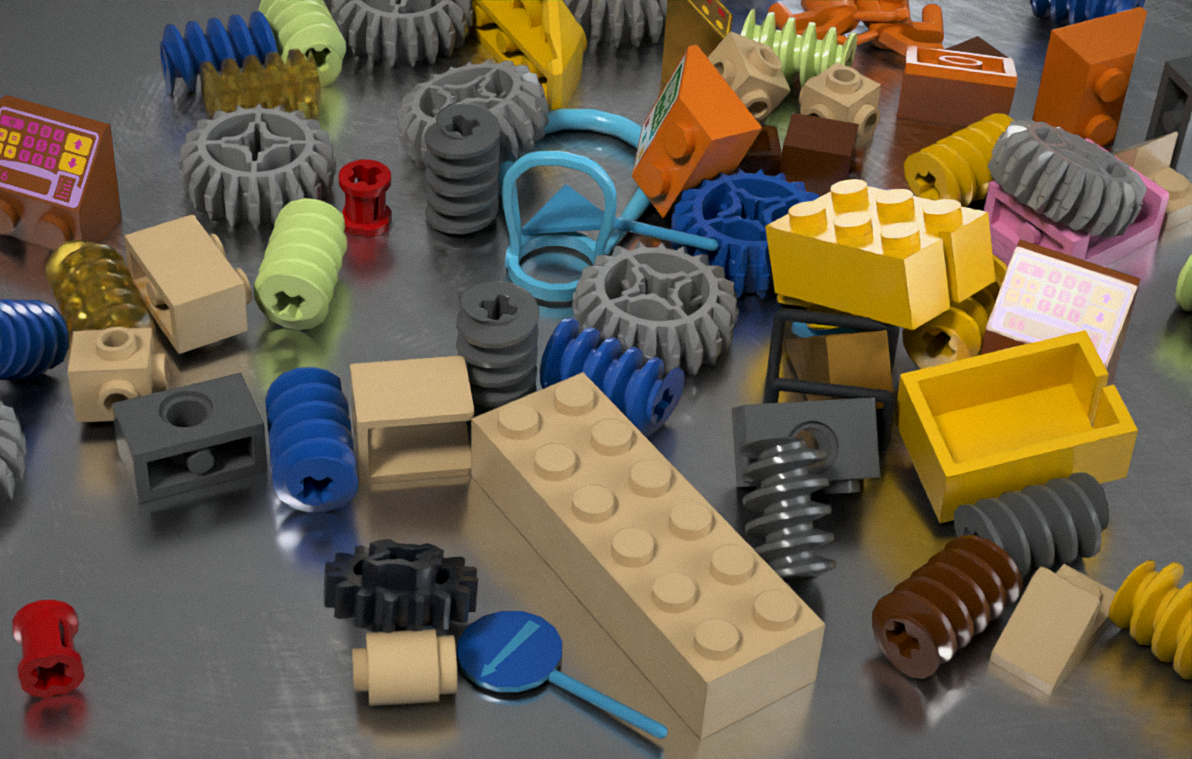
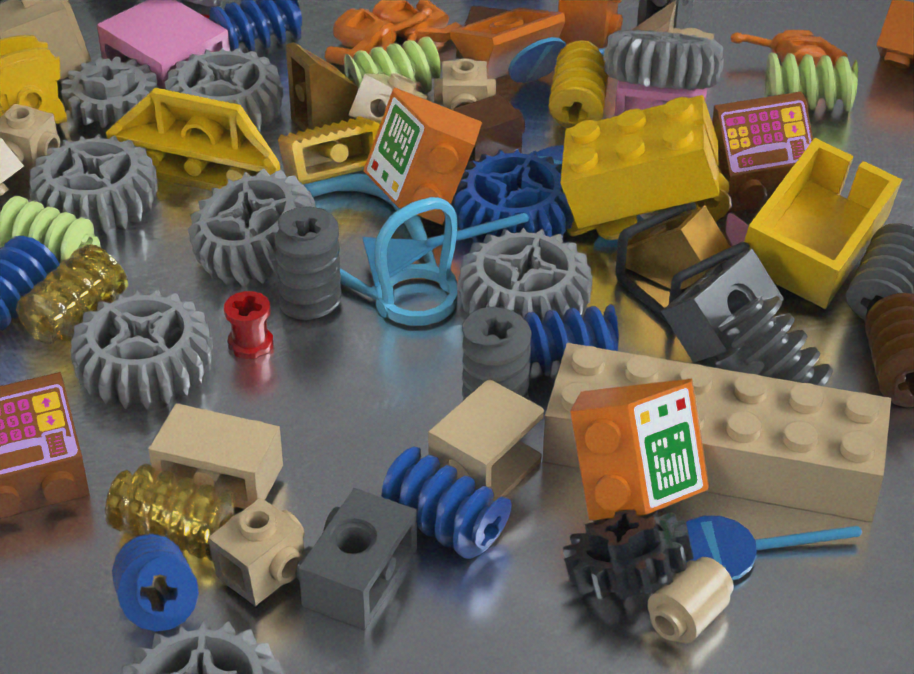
camera: 40 degrees left, 0 degrees up
(301, 264) = (274, 392): yellowish green piece -> none
(504, 497) = (639, 447): none -> orange slope
(619, 87) = (327, 150): none -> yellow brick
(950, 111) = (537, 60): none -> blue piece

